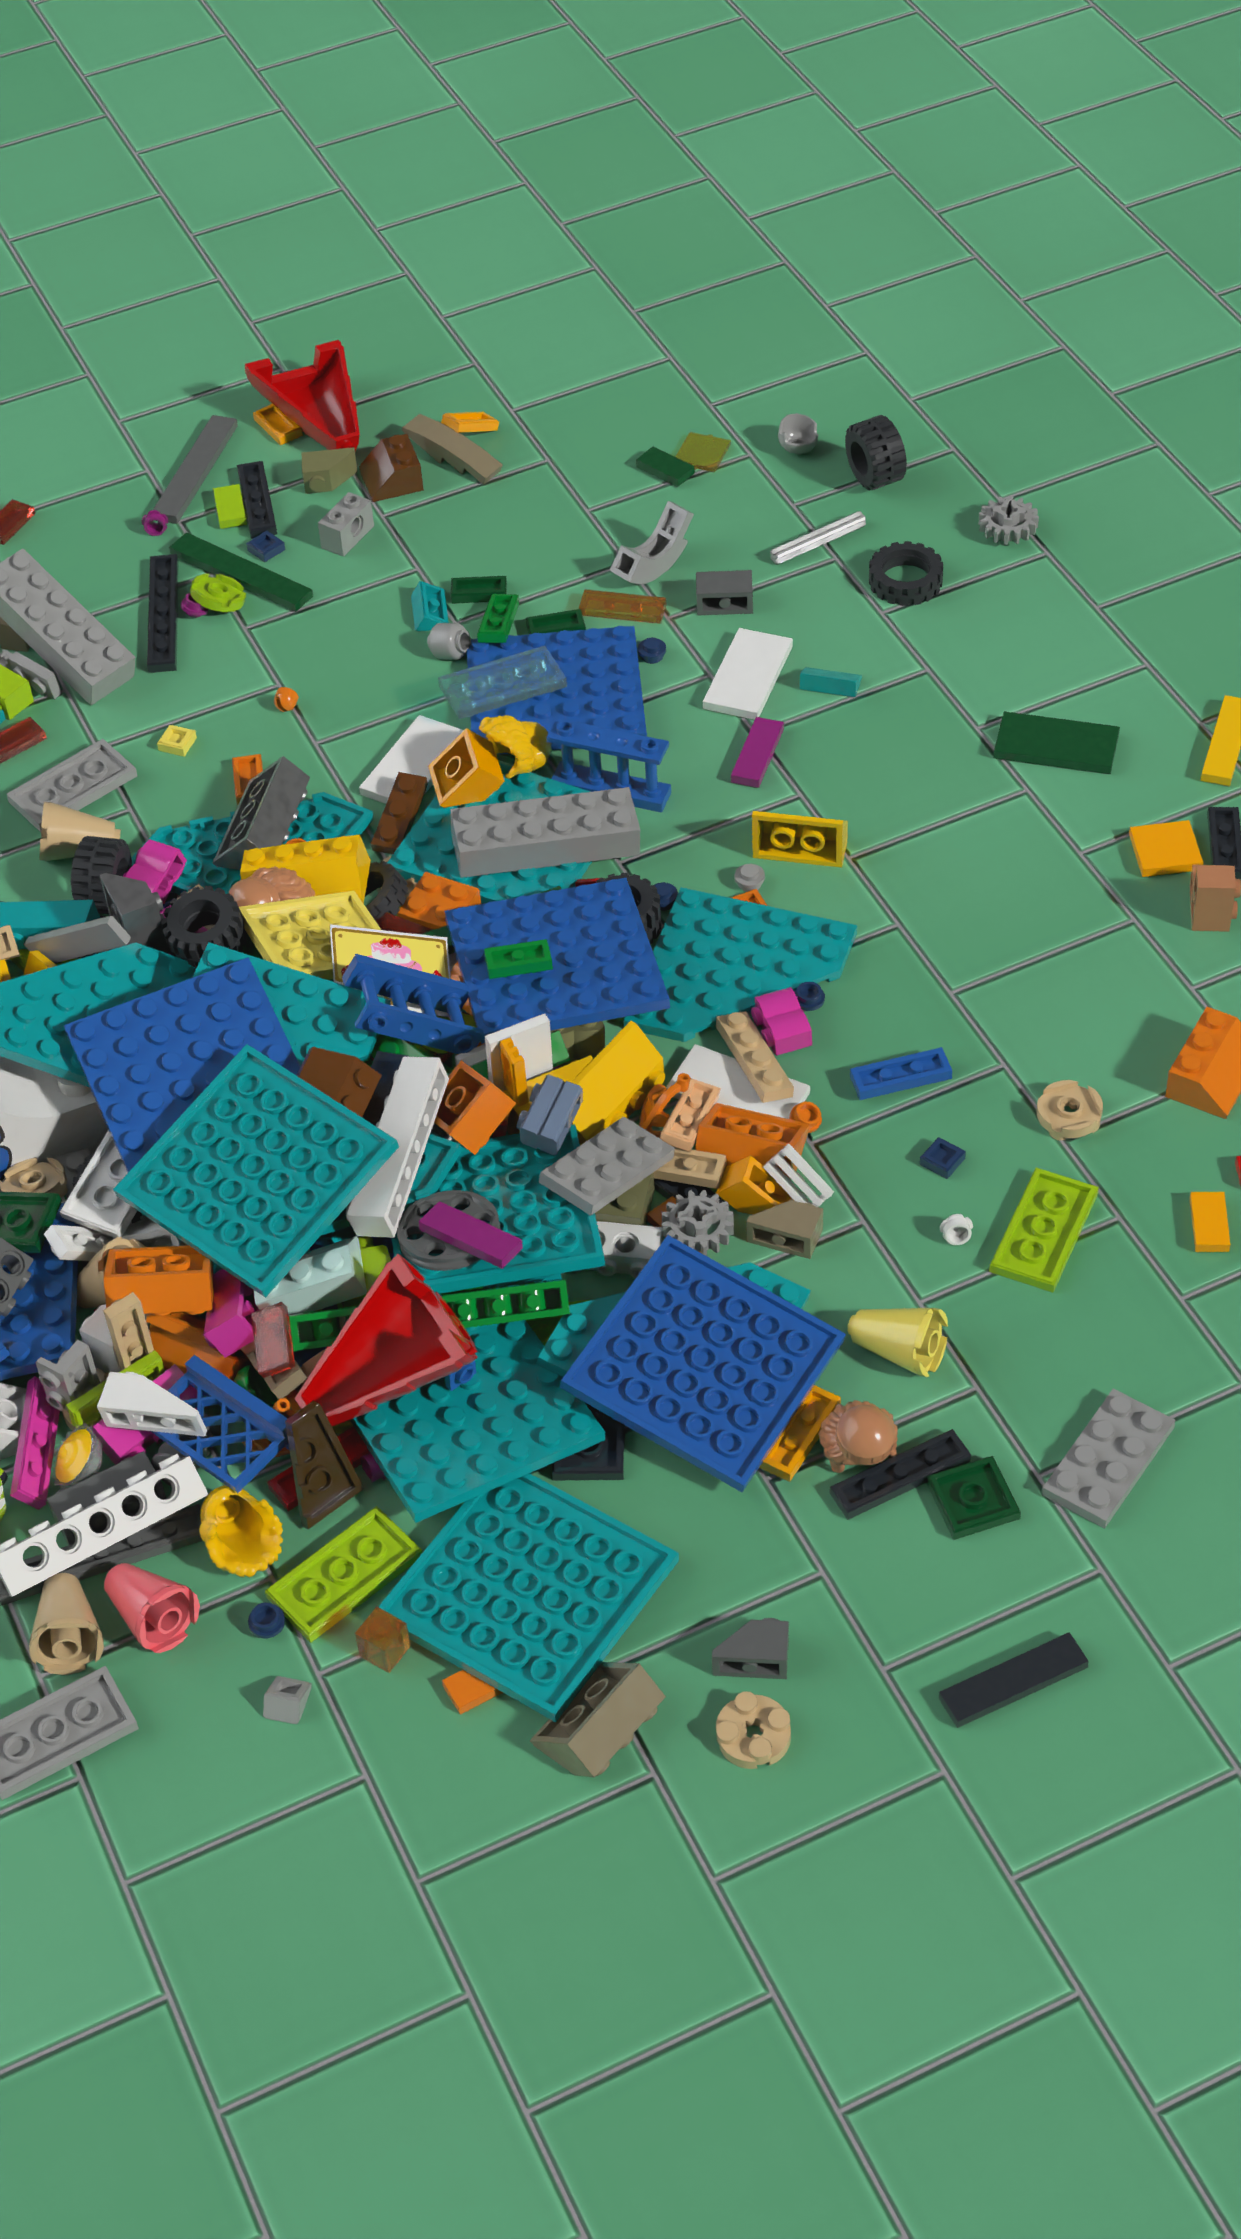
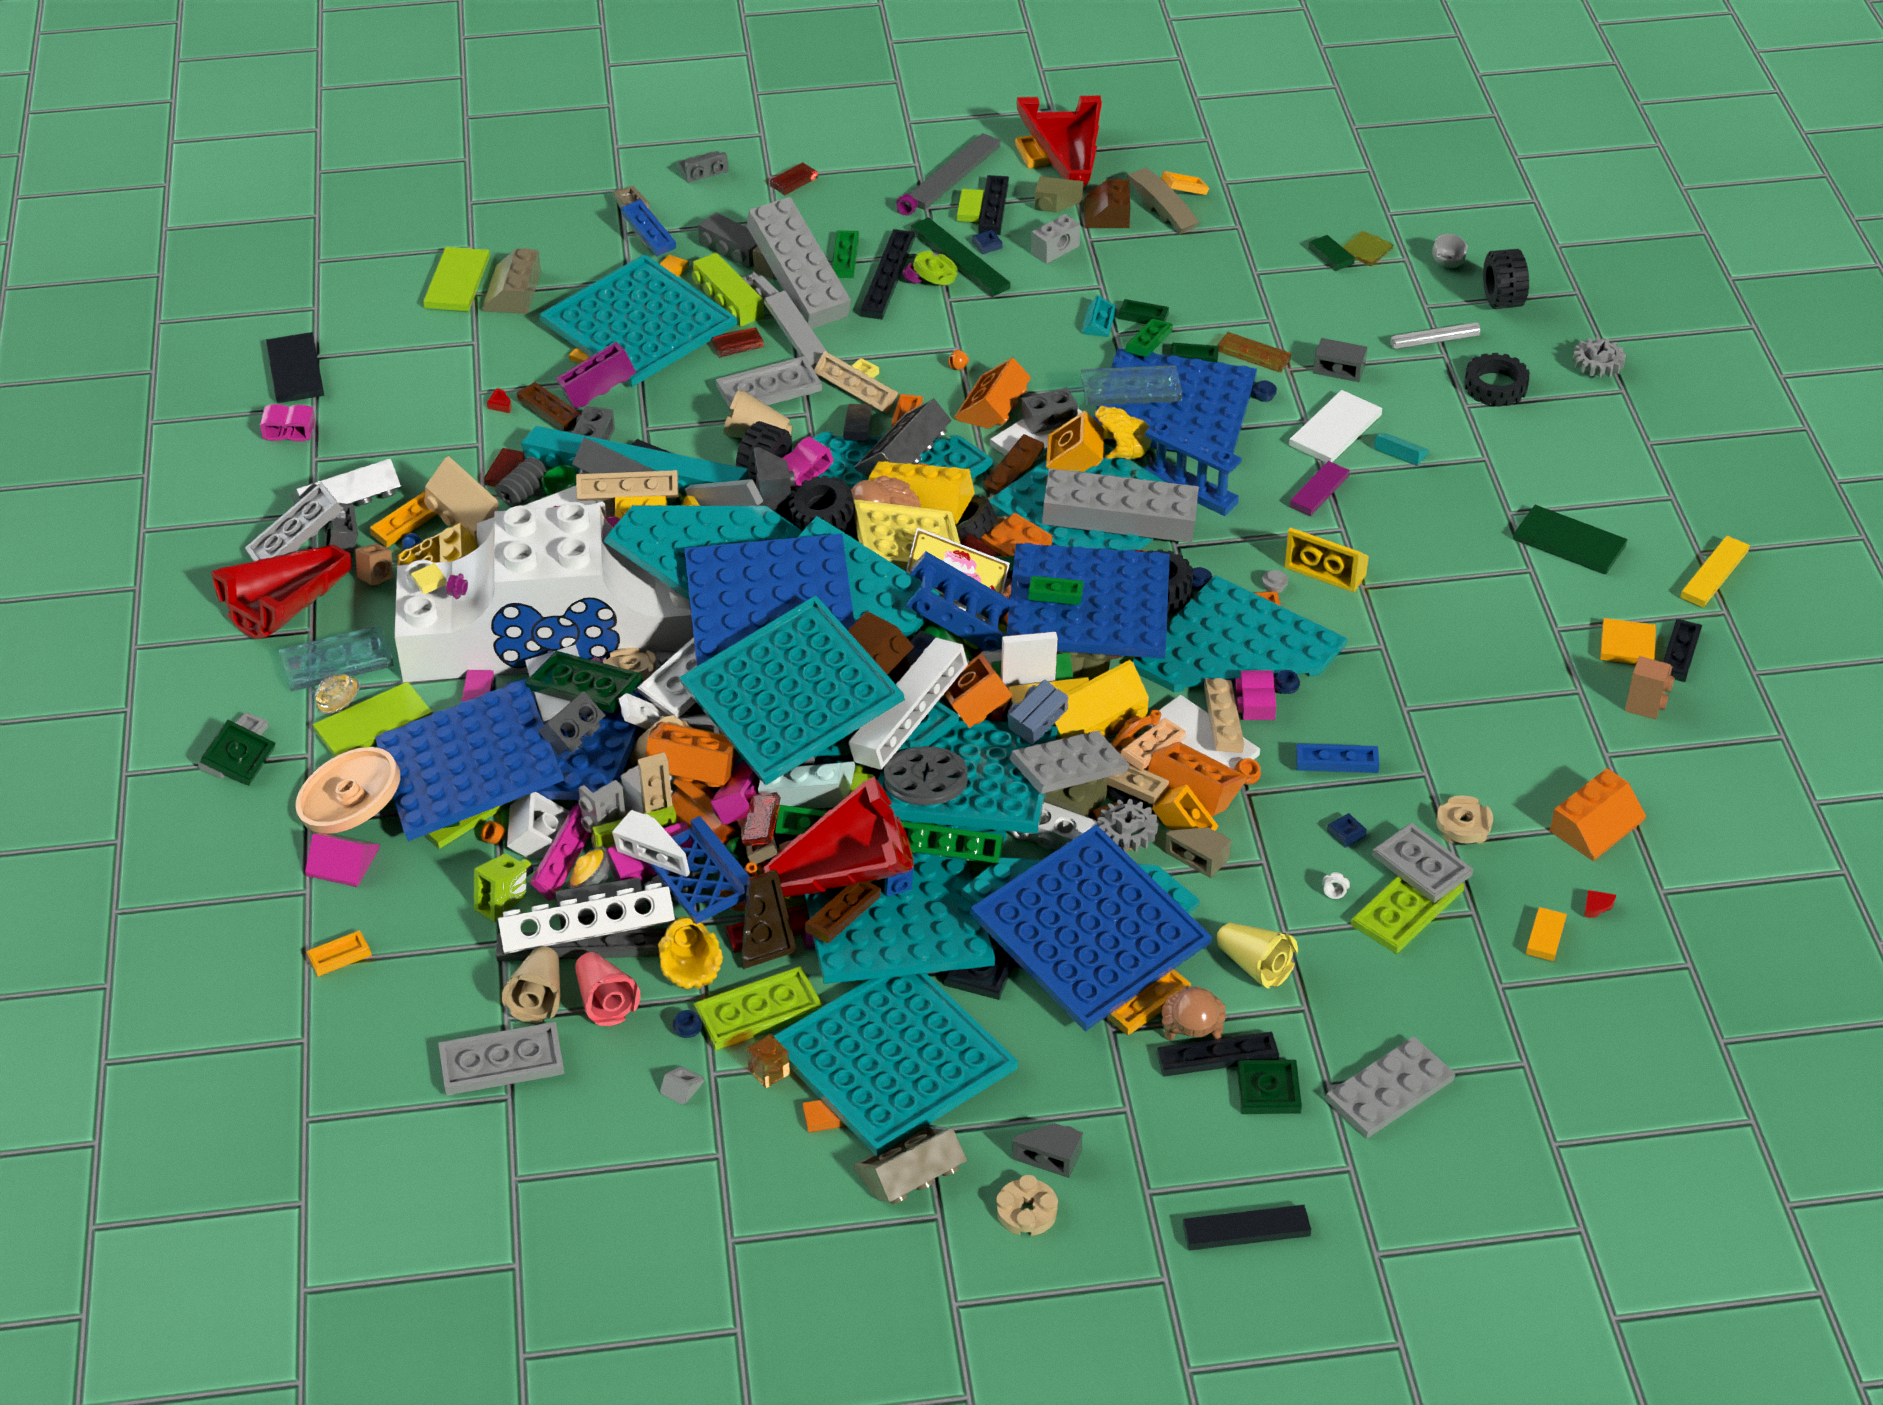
camera: 15 degrees right, 5 degrees down
(82, 707) = (795, 327): none -> light grey tile
(103, 599) = (845, 253): none -> green tile
(175, 756) = (855, 382): none -> tan plate
(196, 805) = (857, 422): none -> black tile
(344, 732) = (994, 395): none -> orange slope
(408, 1427) = (842, 910): none -> reddish brown plate
(418, 735) = (1048, 410): none -> dark grey brick
(448, 641) = (1103, 345): light grey head -> none
(470, 1234) = (938, 781): magenta tile -> none
(513, 1072) = (1018, 671): light orange tile -> none
(659, 552) = (1298, 317): light grey arch -> none
(806, 1169) = (1220, 815): white tile -> none
(1044, 1174) = (1422, 862): none -> light grey tile

